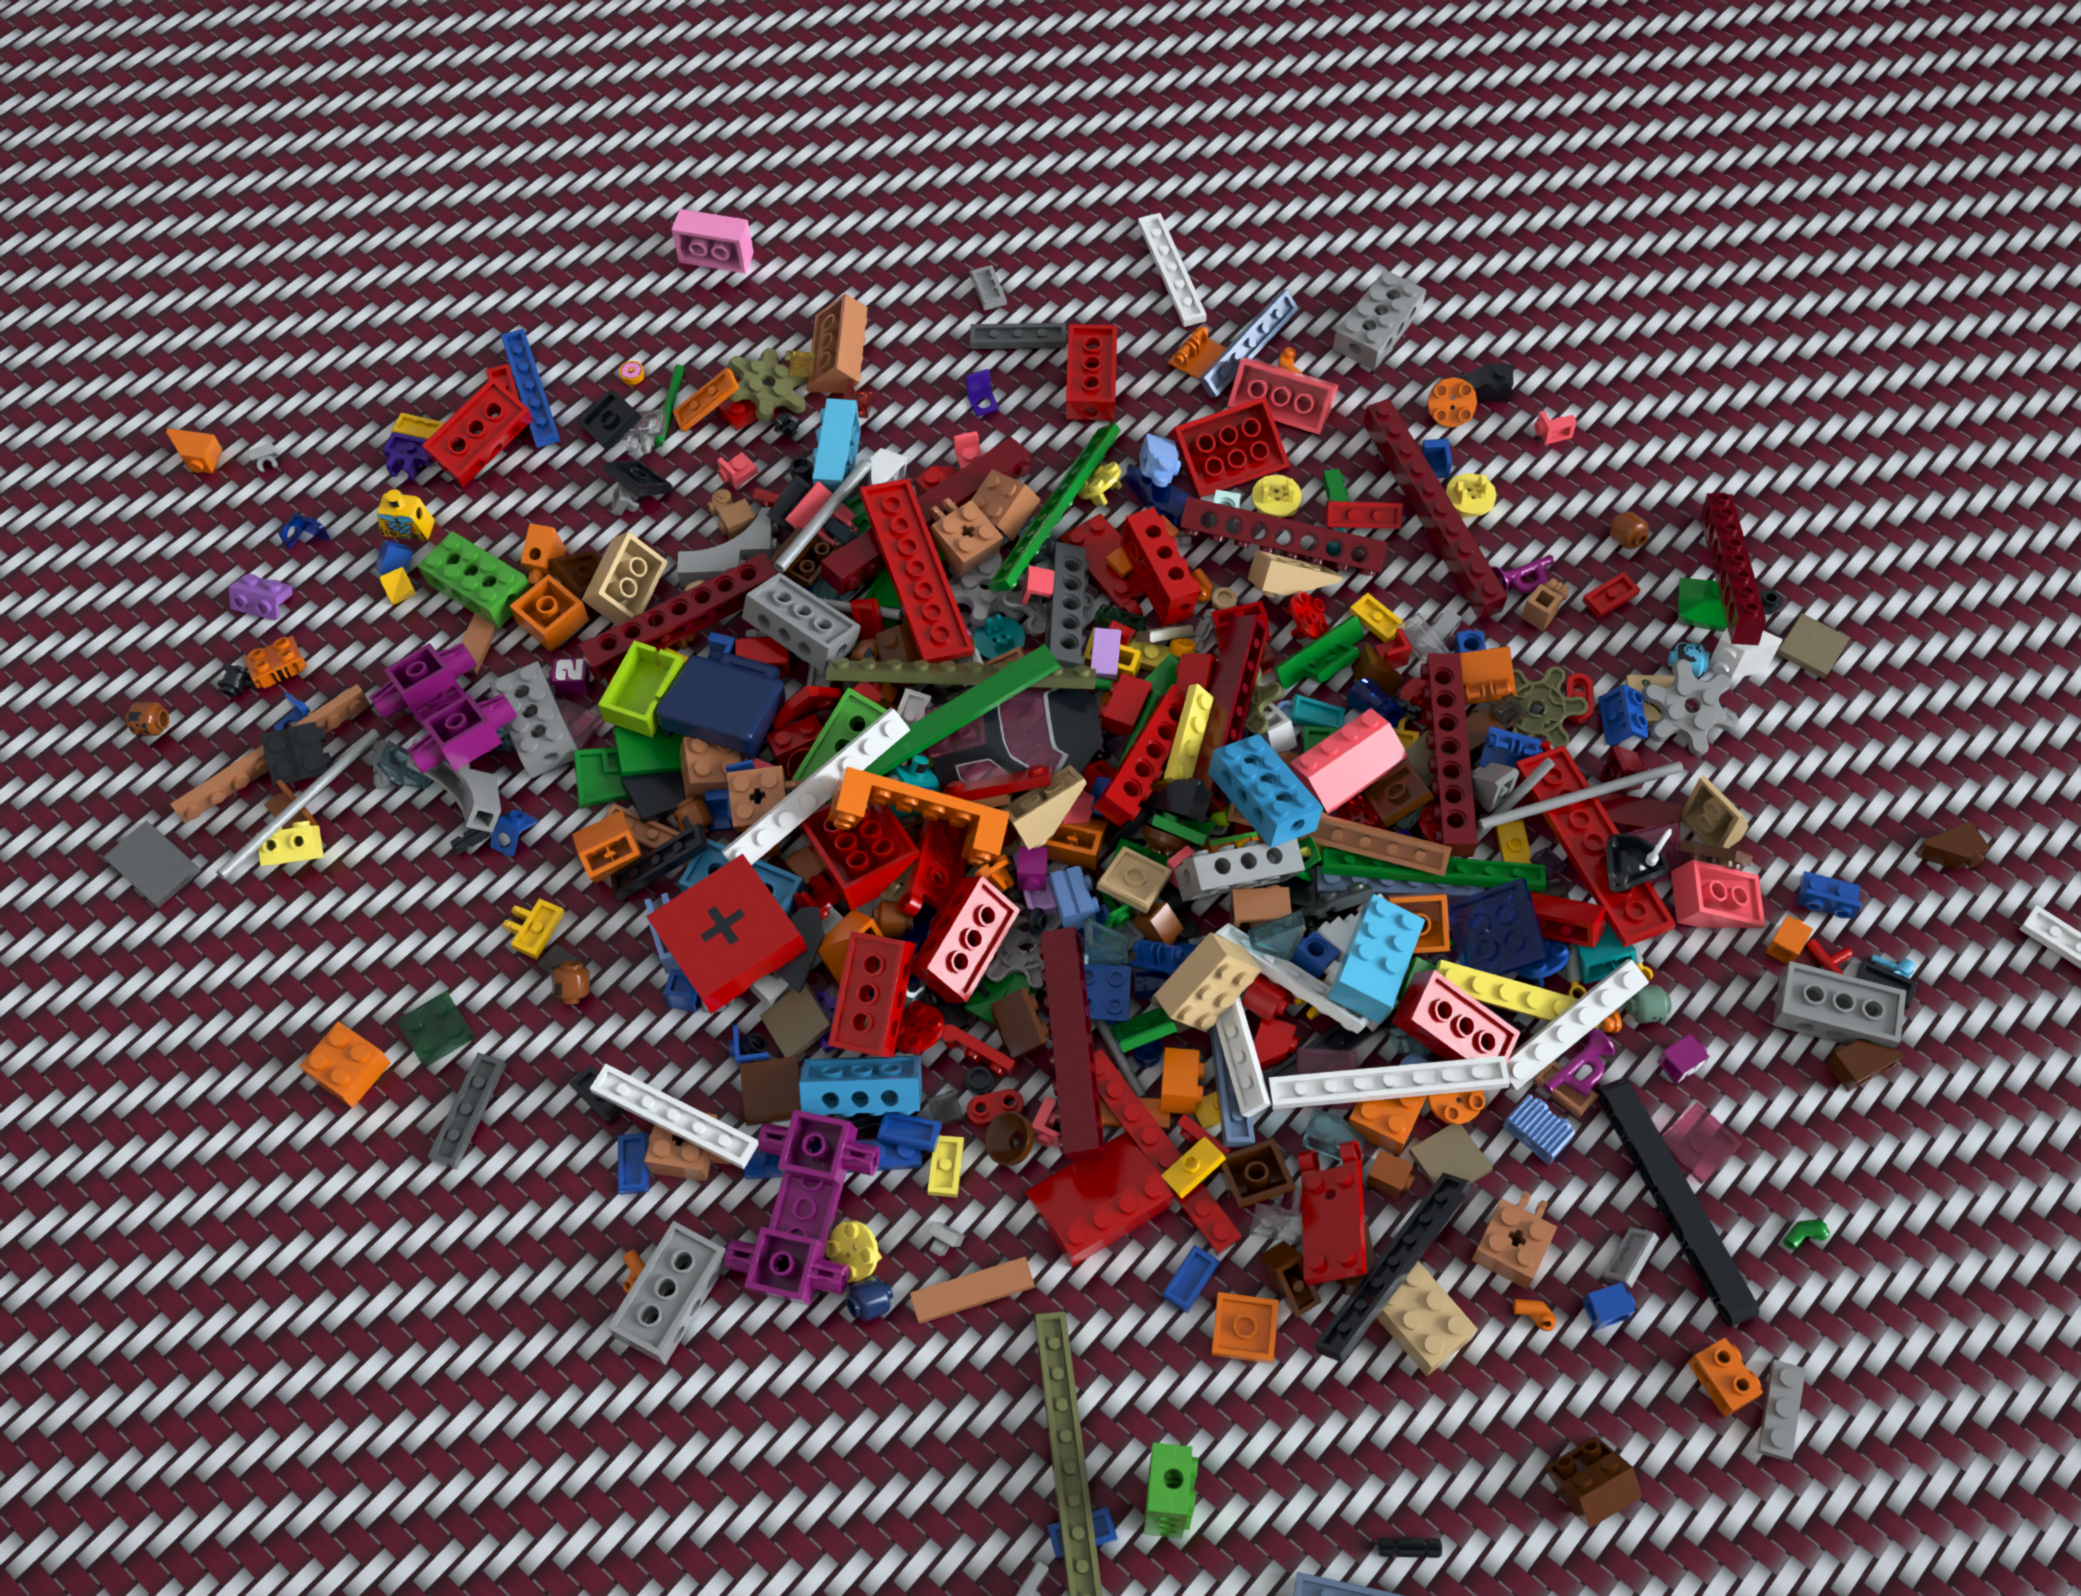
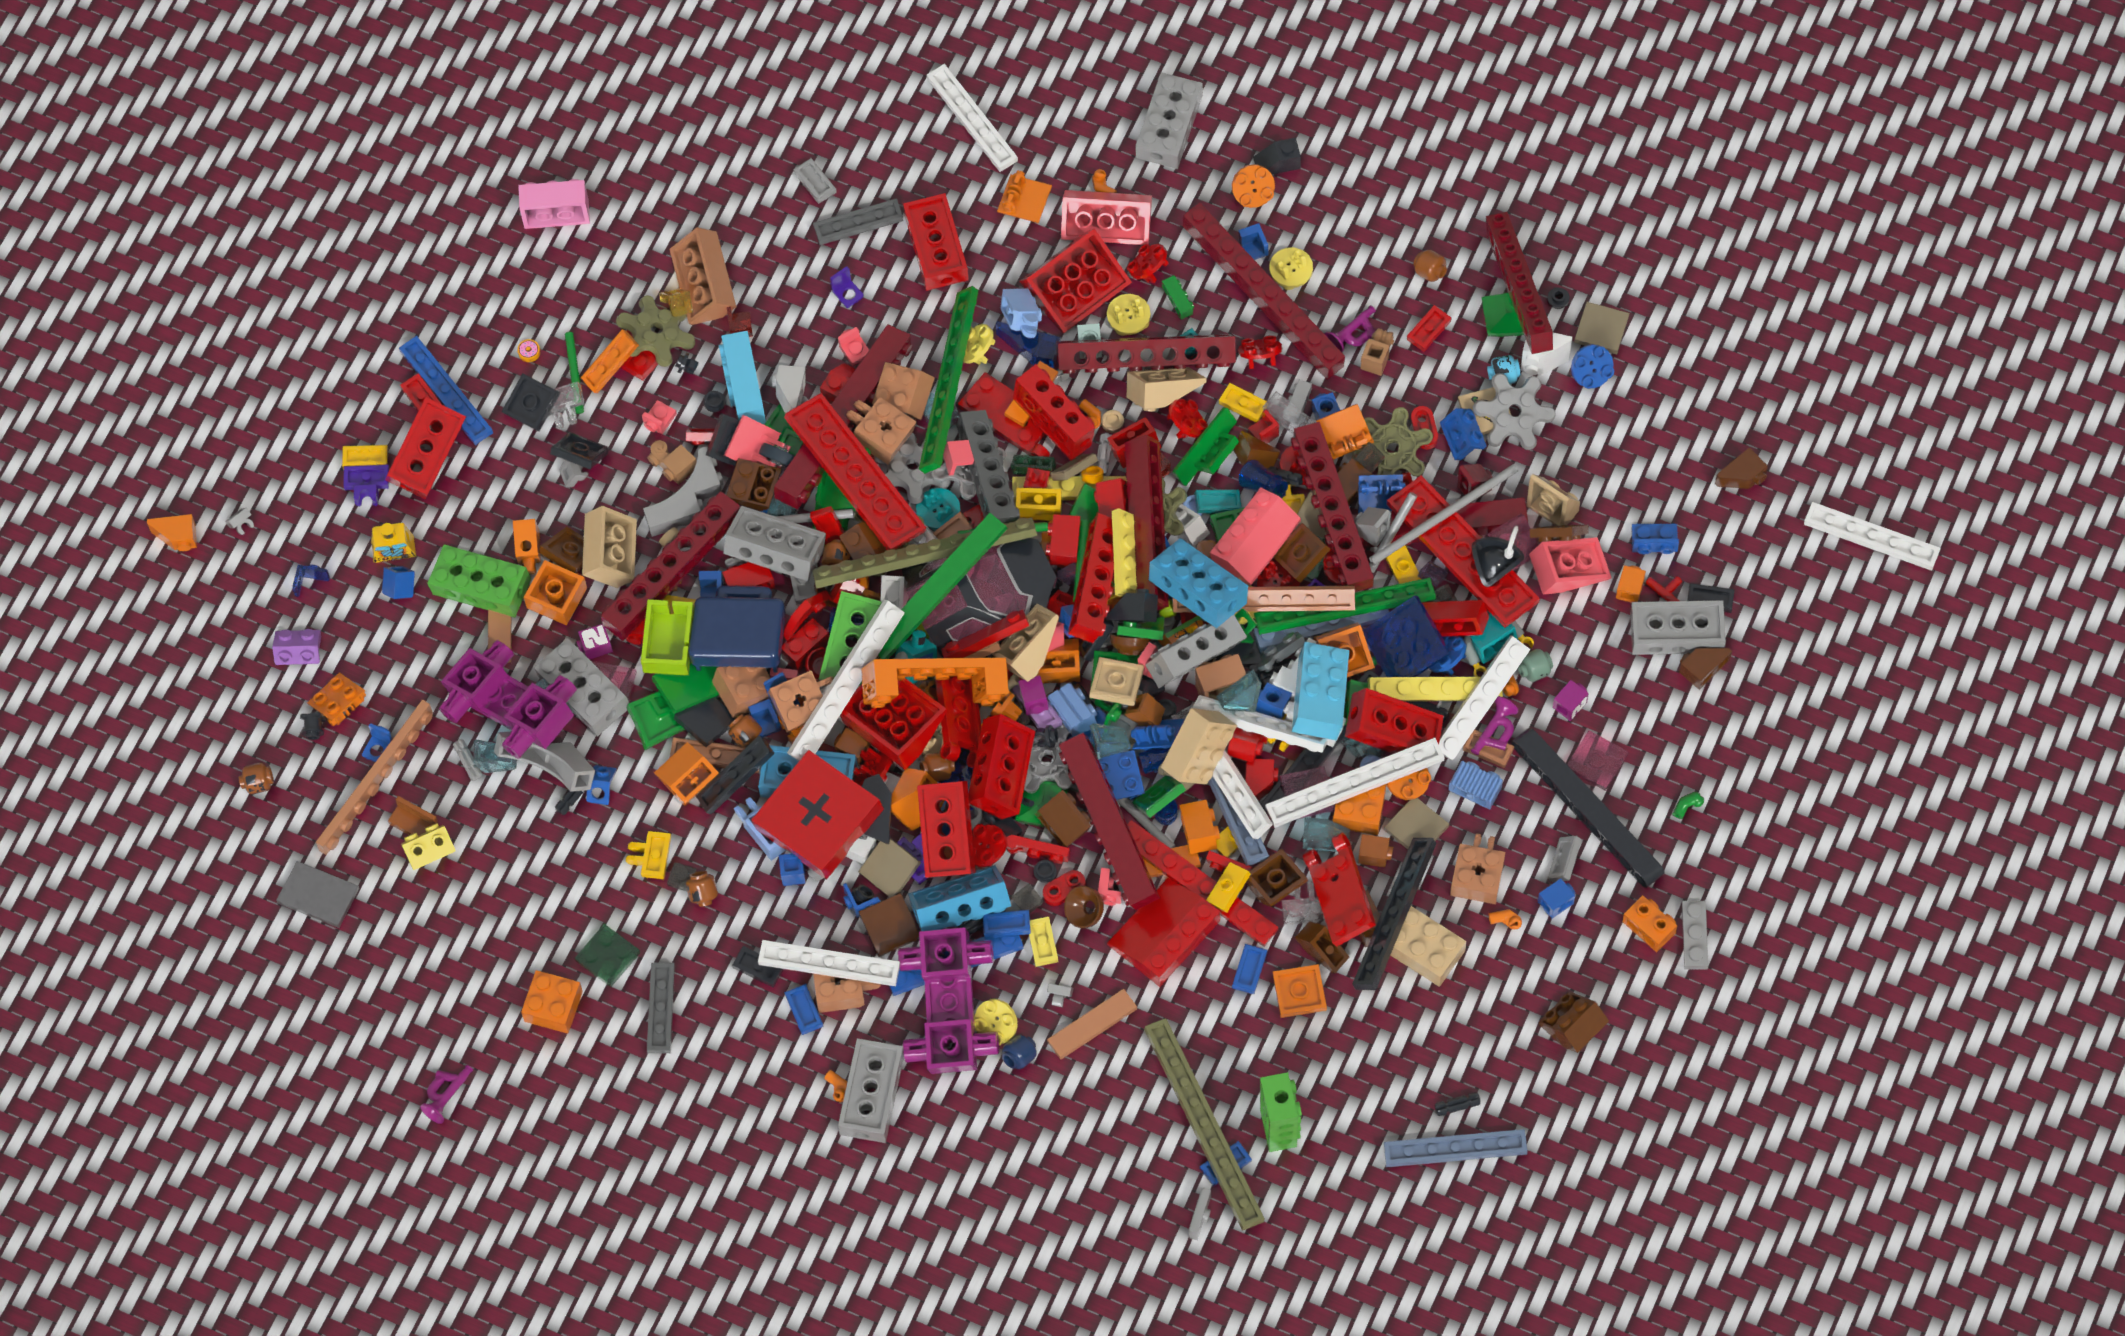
camera: 15 degrees left, 5 degrees up
(157, 1152) = (435, 1110): none -> magenta piece
(259, 839) = (425, 810): light grey piece -> none
(296, 753) = (399, 771): black plate -> none
(397, 585) = (413, 604): yellow slope -> none
(822, 516) = (758, 444): light grey piece -> none
(1106, 652) = (1034, 499): lavender tile -> none
(1248, 343) = (1062, 174): sand blue plate -> none
(1311, 449) = (1147, 262): none -> red plate
(1363, 514) = (1206, 312): red plate -> none
(1422, 567) = (1260, 349): none -> red plate
(1556, 429) = (1347, 187): coral bracket -> none
(1806, 681) = (1583, 371): none -> blue plate
(1904, 968) = (1722, 581): medium azure hand -> none

